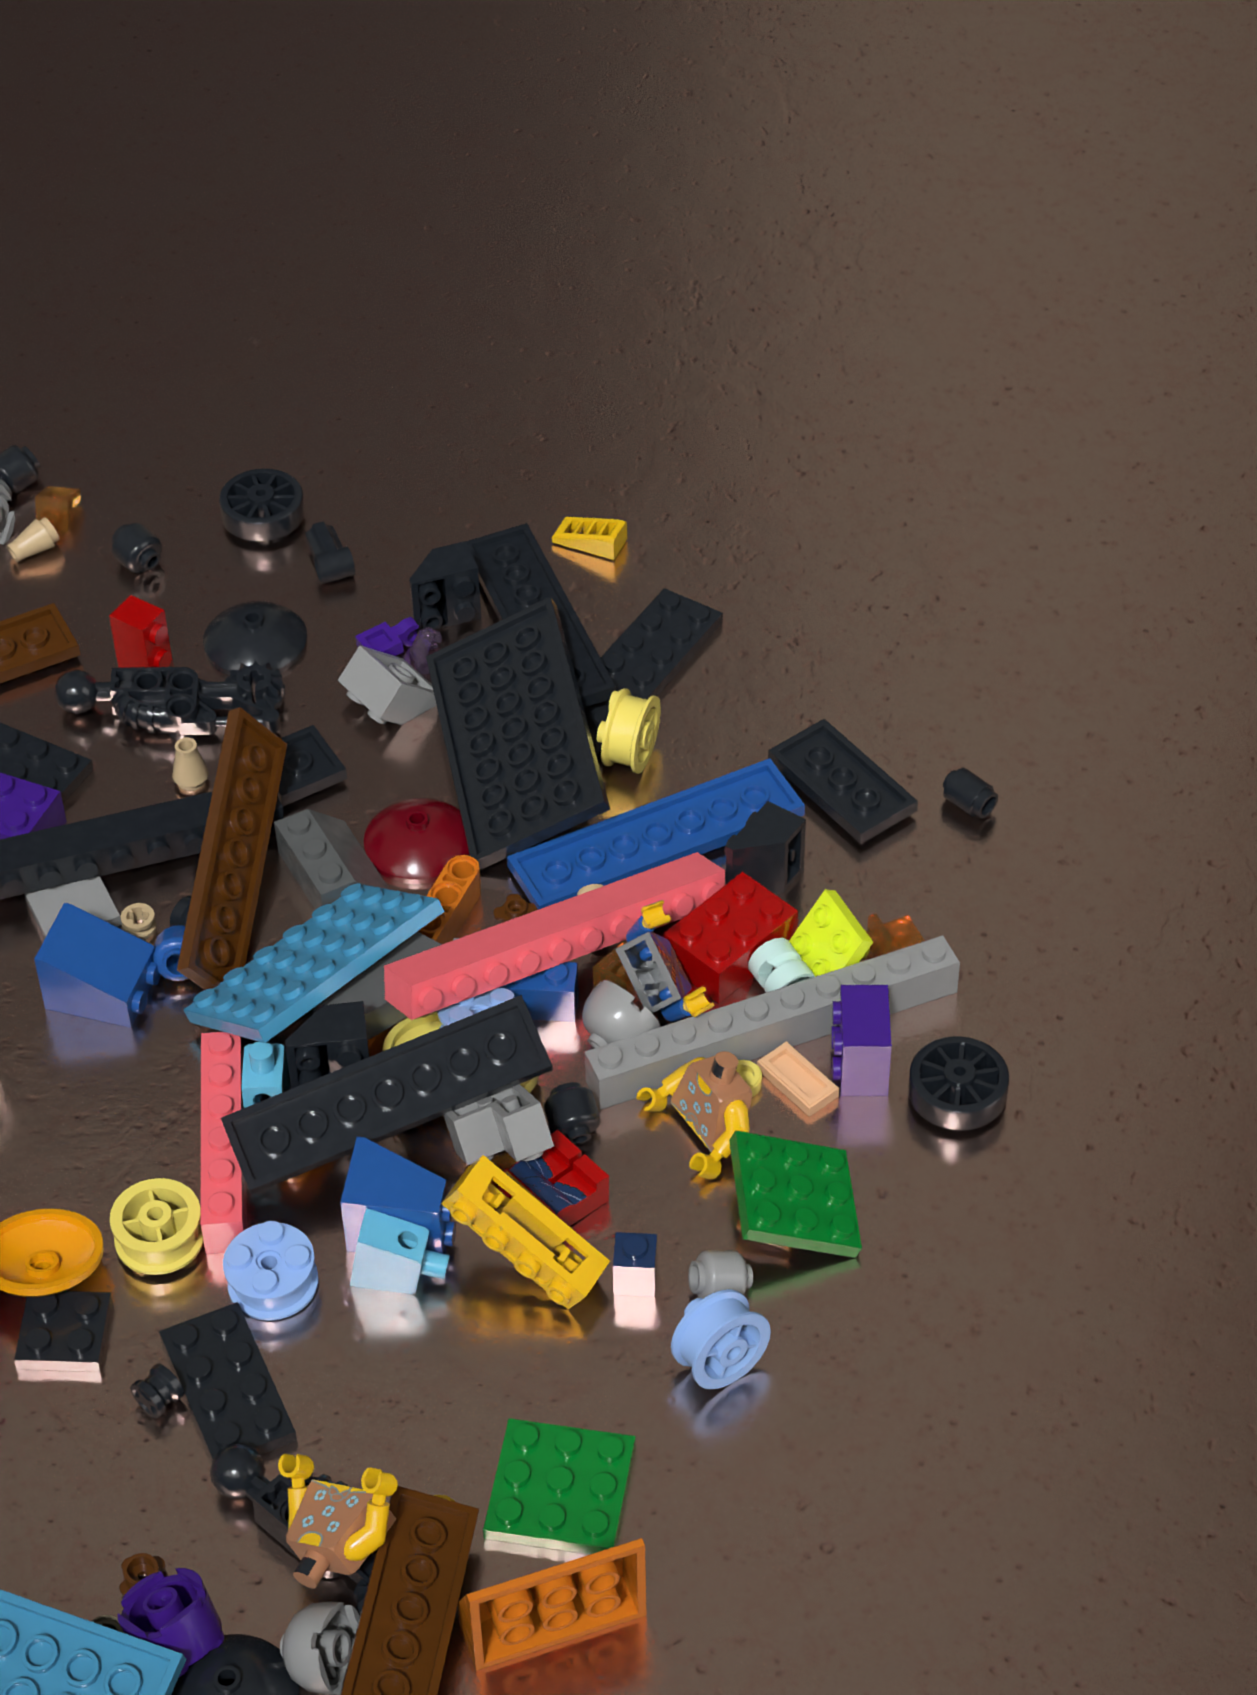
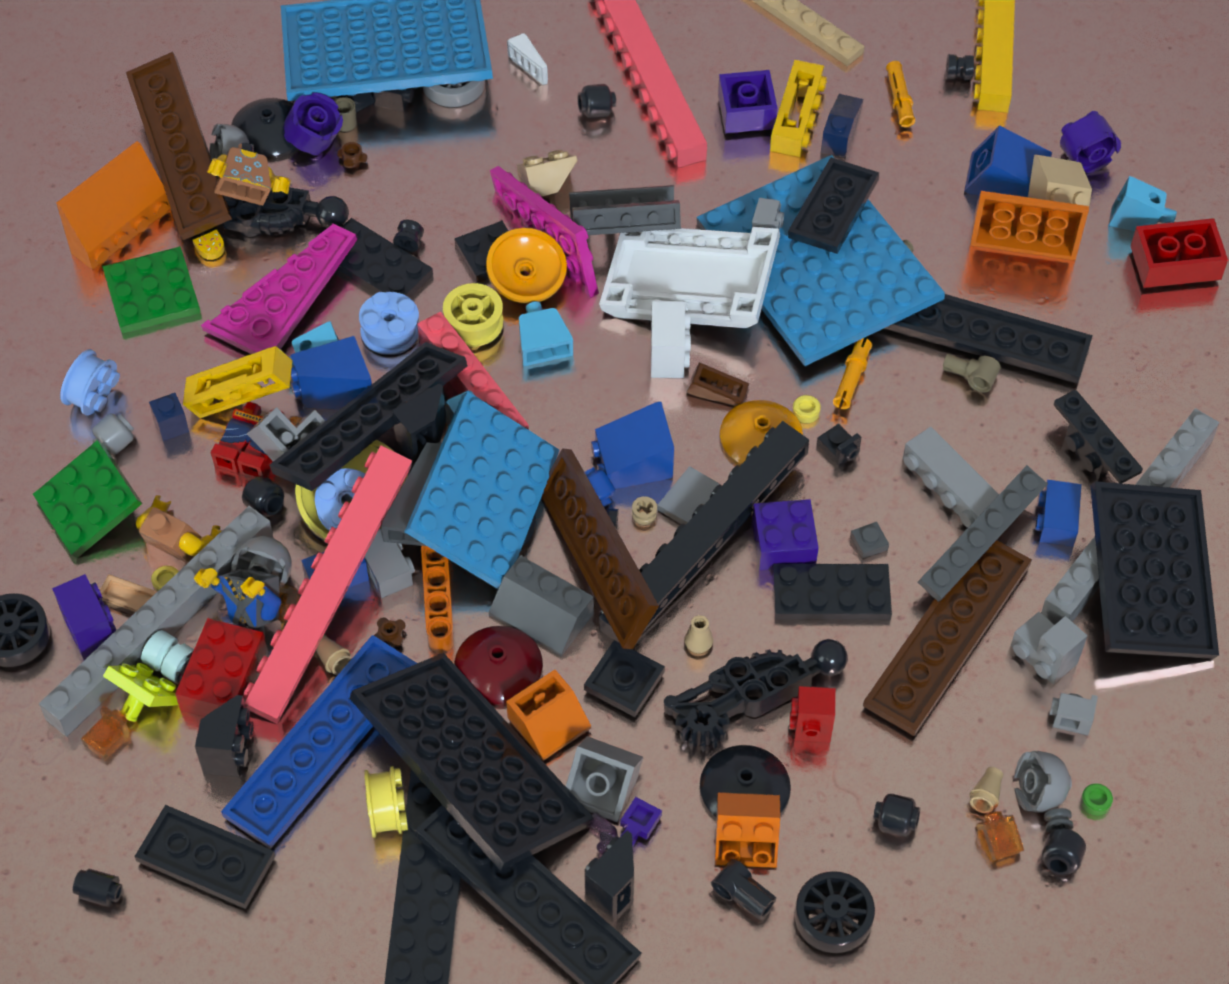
camera: 150 degrees right, 10 degrees up
(92, 1166) = (543, 335): none -> medium azure torso
(286, 580) = (747, 829): none -> orange slope
(406, 761) = (548, 715): none -> orange slope
(406, 1362) = (282, 297): none -> dark pink wing

